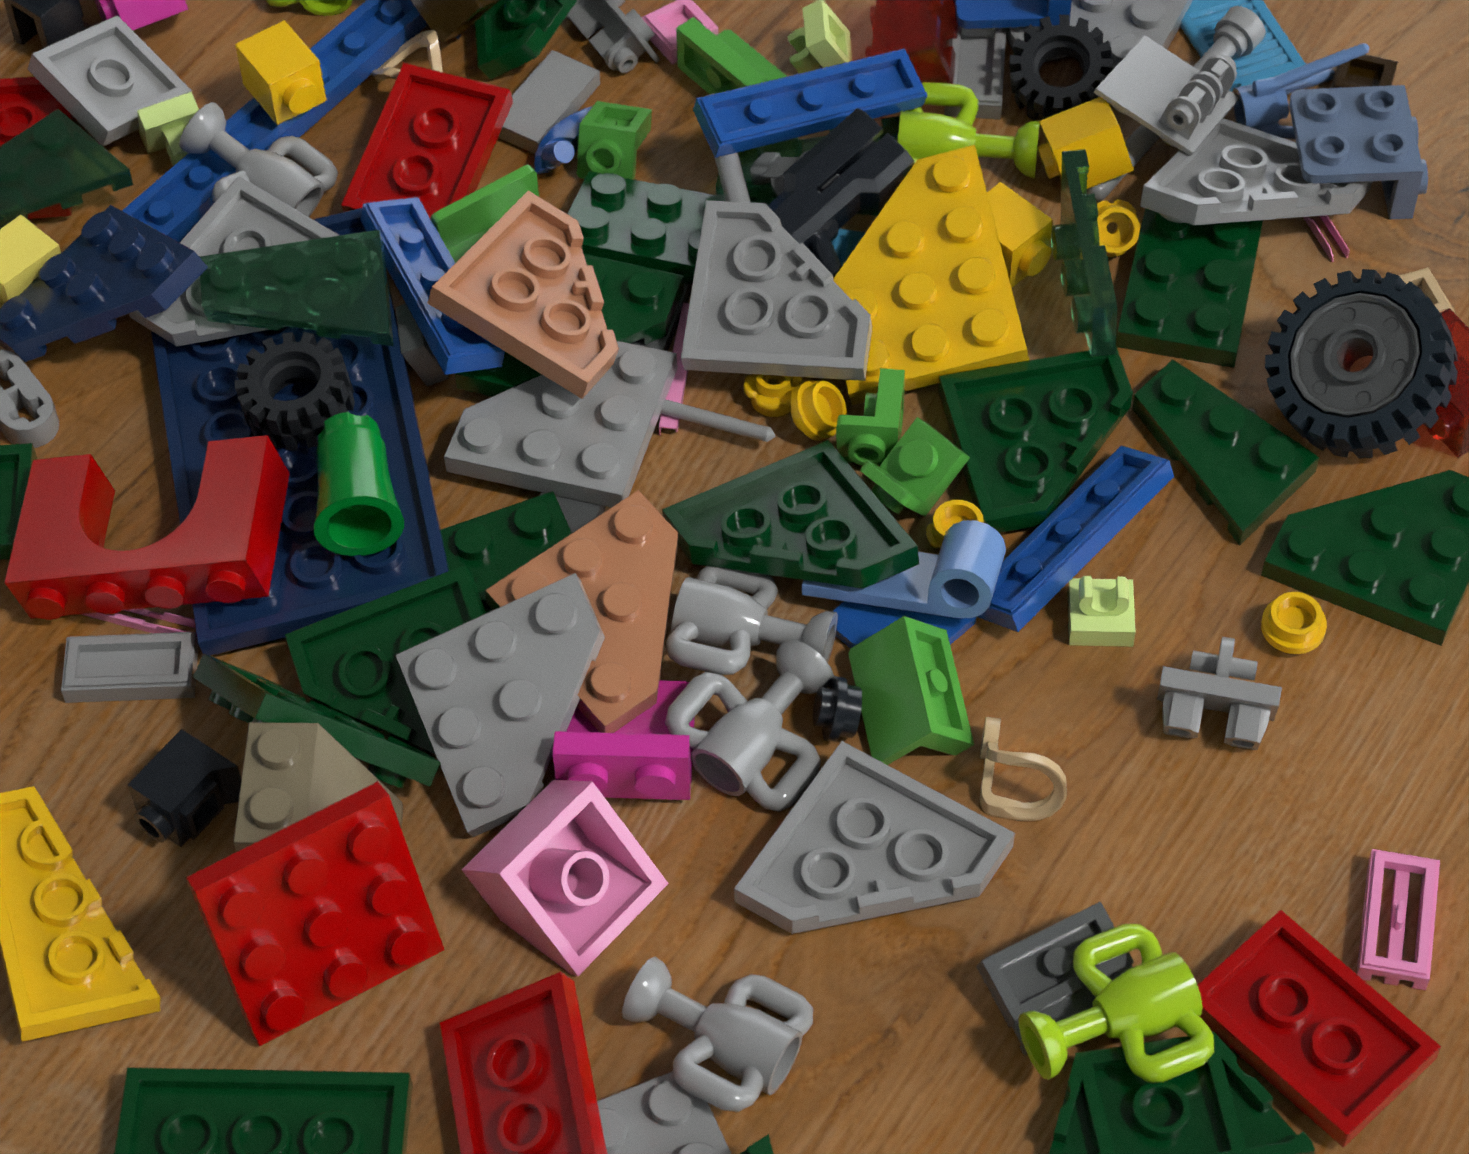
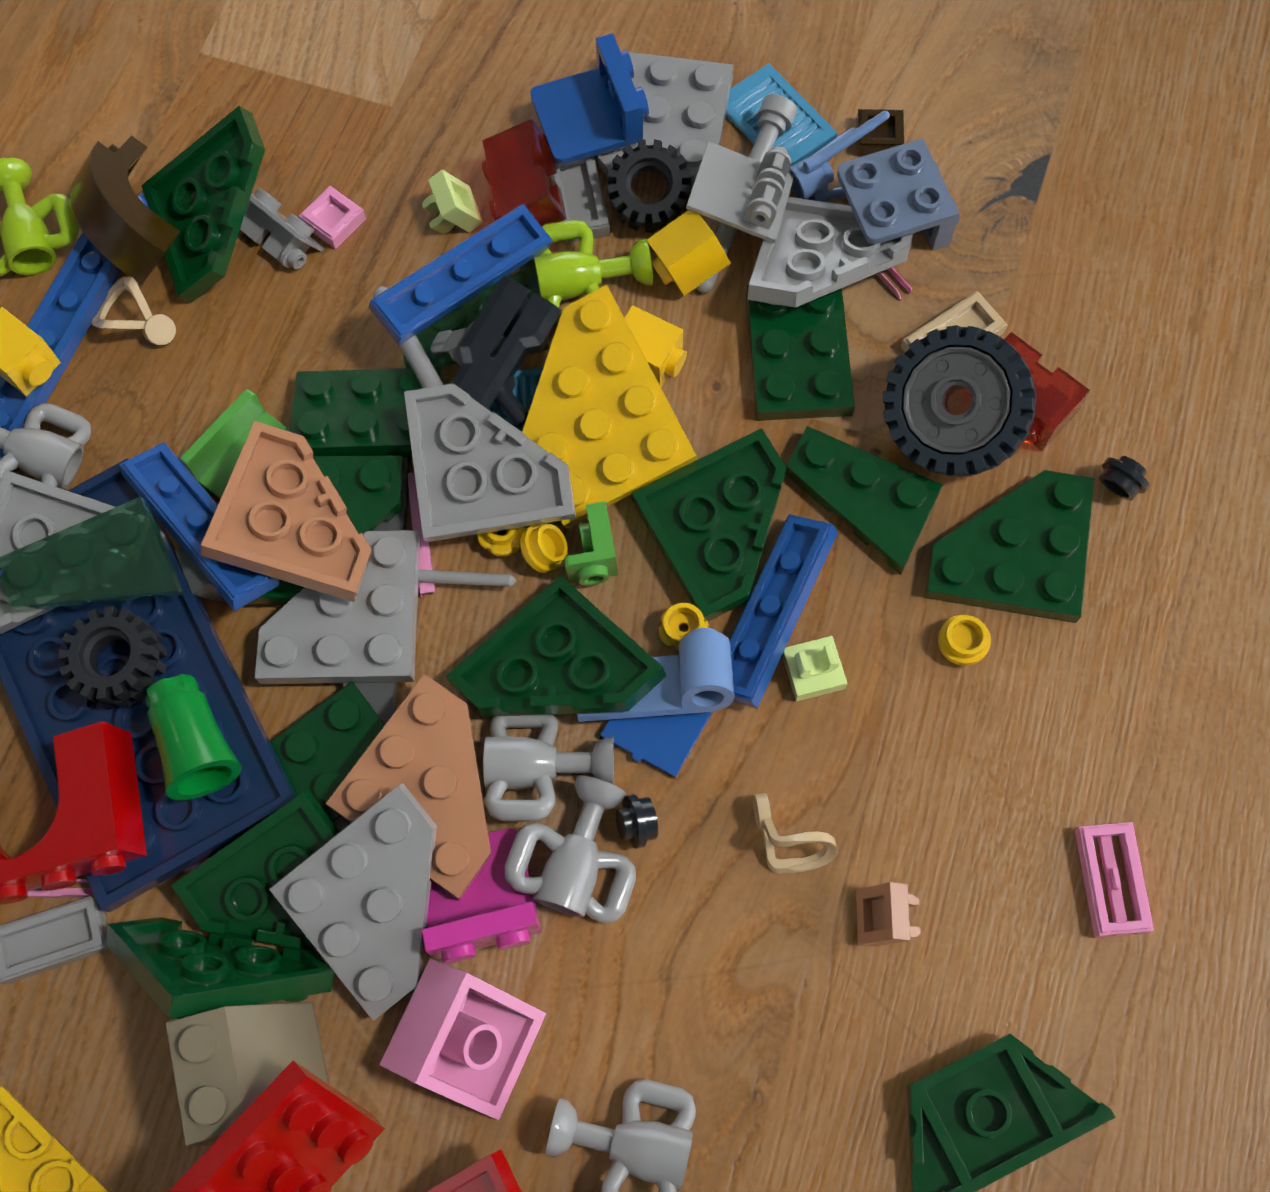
camera: 15 degrees left, 15 degrees up
(183, 789) = (125, 1054): black window -> none
(430, 140) = (158, 385): red plate -> none
(547, 97) = (242, 314): light grey tile -> none
(559, 143) = (267, 345): blue bar -> none
(611, 139) = (307, 337): bright green bracket -> none
(720, 60) = (384, 244): bright green panel -> none
(869, 848) = (695, 940): light grey plate -> none
(910, 691) = (689, 789): bright green panel -> none
(916, 469) = (636, 584): bright green bracket -> none
(1040, 971) = (879, 1015): dark grey plate -> none
(1085, 262) = (719, 369): clear green wing -> none
(1102, 873) = (885, 914): none -> nougat tile
(1127, 226) = (735, 326): yellow plate -> none
(1130, 1007) = (941, 1037): lime piece -> none
(1247, 702) = (952, 728): light grey hips -> none
(1314, 1028) = (1080, 1002): red plate -> none

